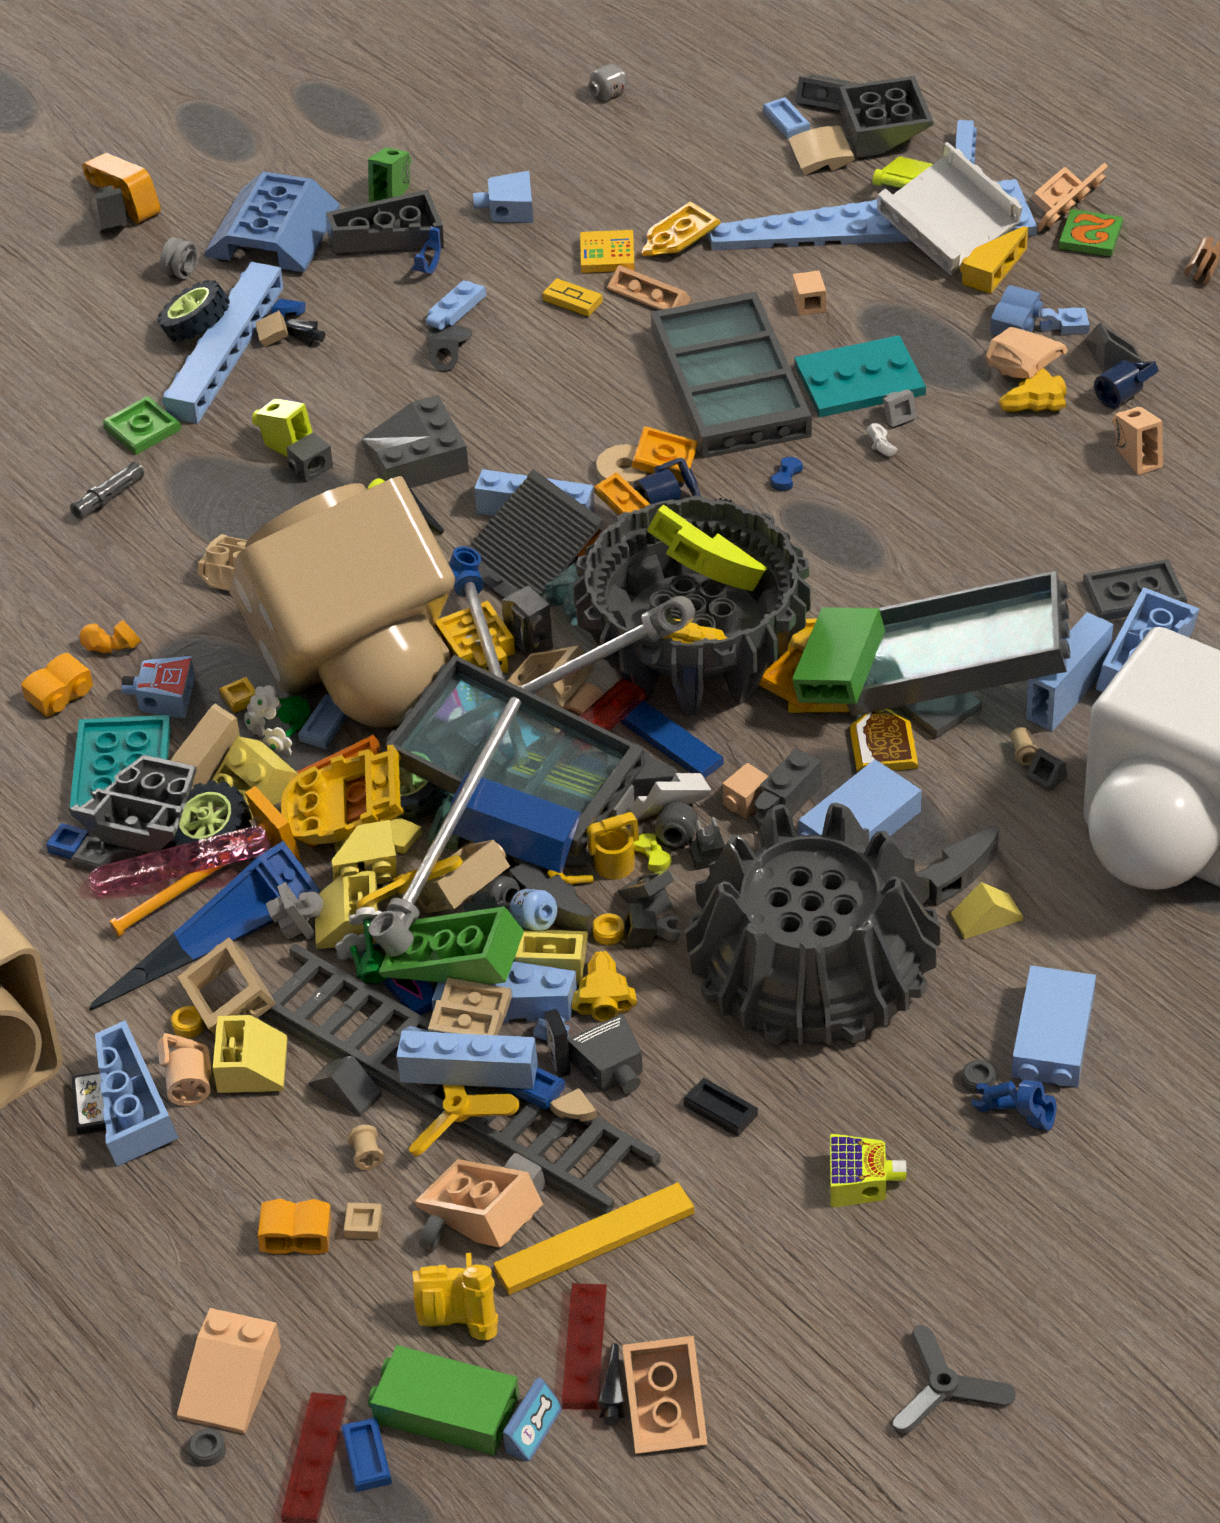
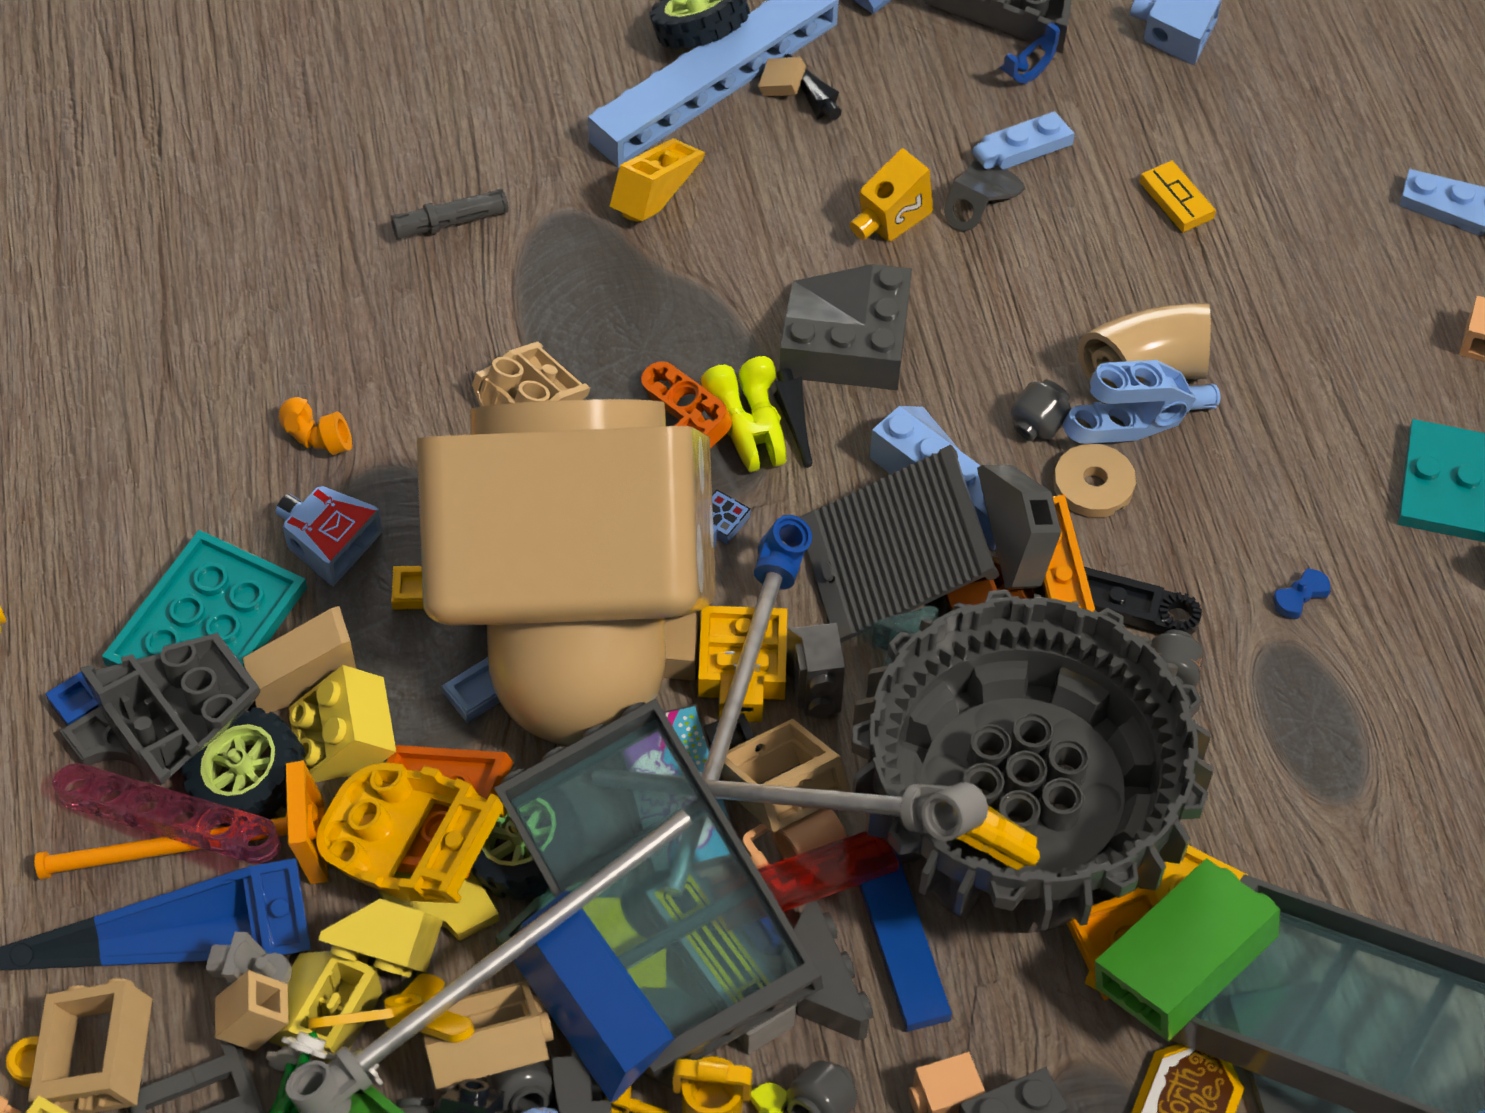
camera: 25 degrees right, 10 degrees up
(57, 684) = (210, 464): light orange brick -> none
(141, 425) = (551, 140): bright green tile -> none
(230, 418) = (653, 178): none -> yellow slope
(263, 707) = (451, 650): white plant -> none
(282, 424) = (702, 213): neon yellow torso -> none
(288, 306) = (820, 53): blue tile -> none
(309, 457) = (709, 280): dark grey brick -> none
(313, 925) = (251, 1010): none -> tan brick
(397, 363) = (894, 198): none -> yellow torso
(568, 441) = (1040, 410): none -> dark grey head
(600, 489) = (1021, 524): none -> dark grey slope
(606, 250) = (1261, 148): yellow tile -> none
(613, 381) = (1168, 333): none -> tan brick
(638, 407) = (1142, 407): none -> light blue piece
(646, 289) = (1278, 231): light nougat slope -> none
(661, 447) = (1154, 489): light orange tile -> none
(663, 484) = (1114, 543): dark blue piece -> none
(679, 230) = (1368, 160): yellow tile -> none
(683, 788) = (855, 1046): white slope -> none
(710, 557) = (1085, 720): neon yellow slope -> none
(730, 375) = (1311, 409): window -> none
(879, 434) = (1459, 592): white piece -> none

